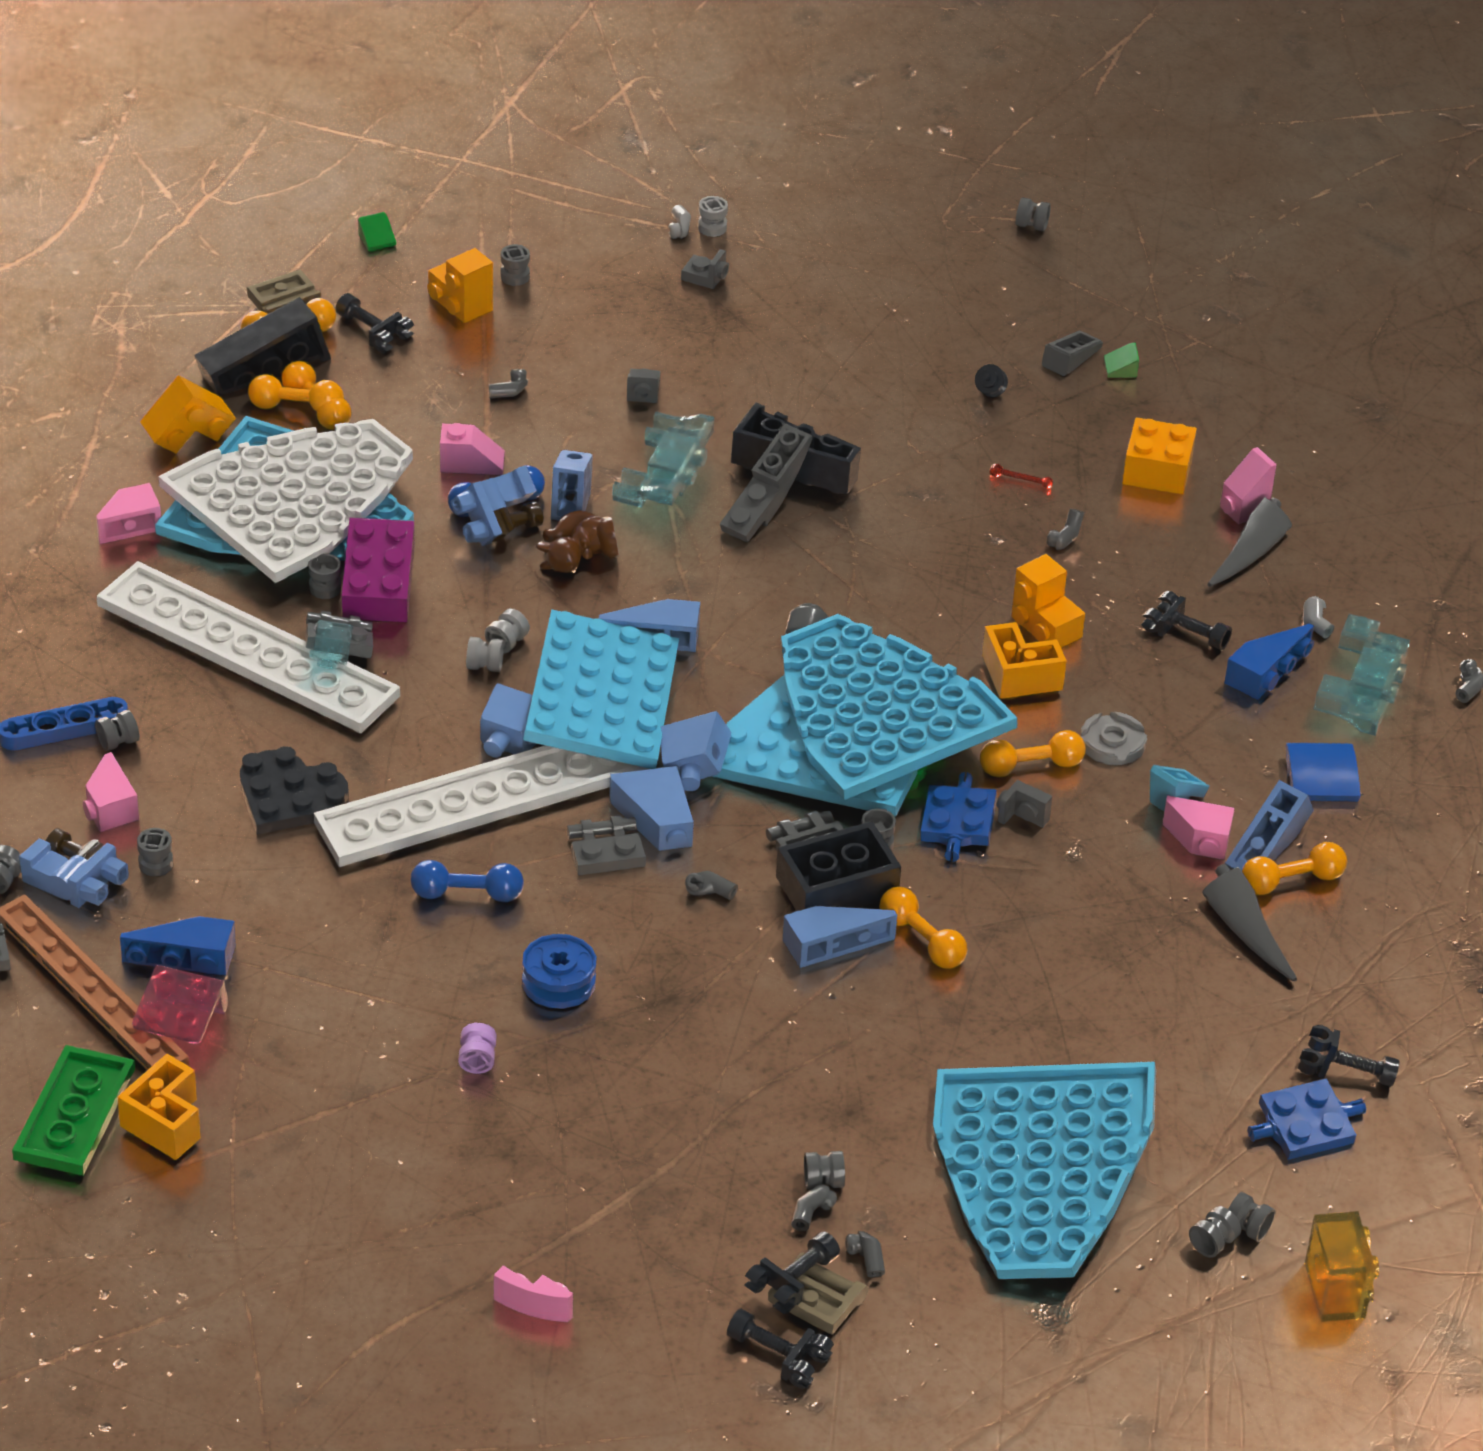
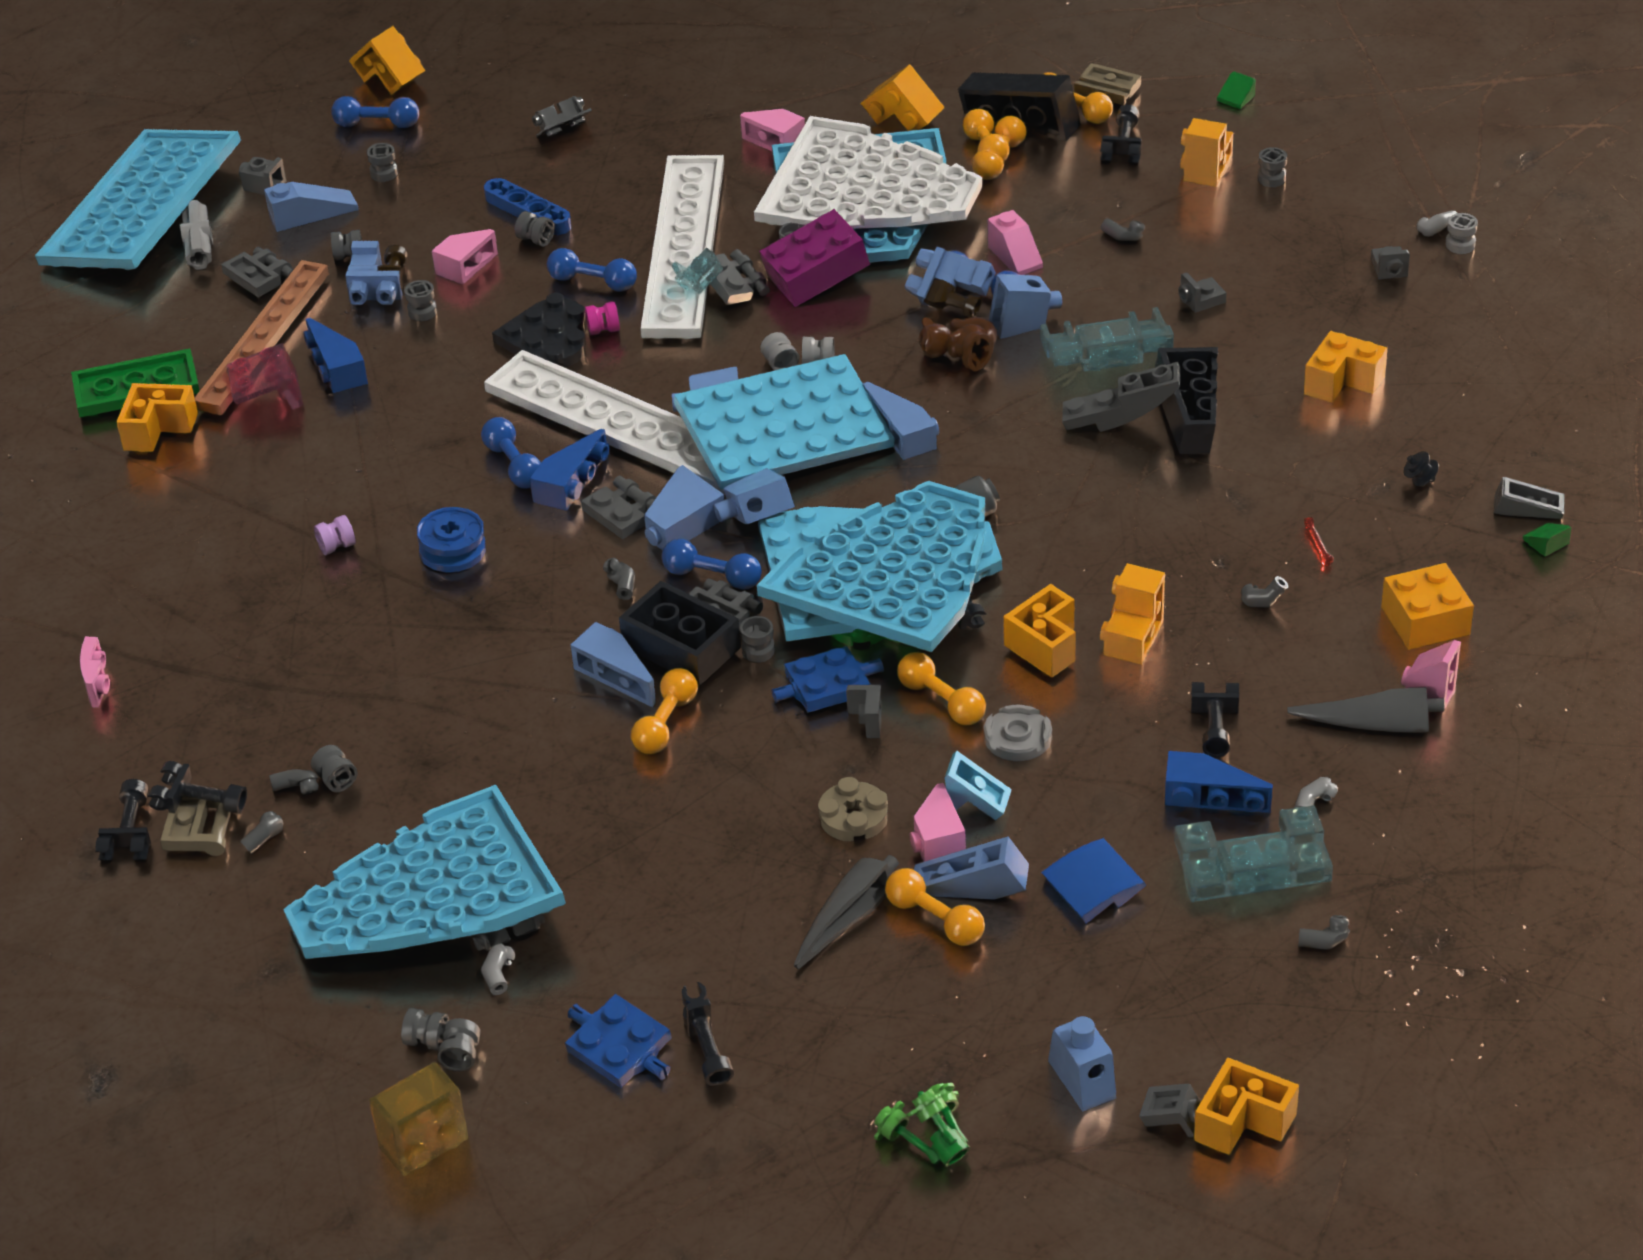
camera: 65 degrees right, 0 degrees up
(203, 732) = (618, 274): none -> blue piece
(315, 742) = (595, 318): none -> dark pink wheel
(539, 861) = (566, 472): none -> blue slope
(725, 832) = (741, 571): none -> blue piece
(827, 355) = (1342, 362): none -> light orange brick
(1137, 855) = (851, 795): none -> dark tan plate
(1162, 1163) = (491, 969): none -> light grey arm

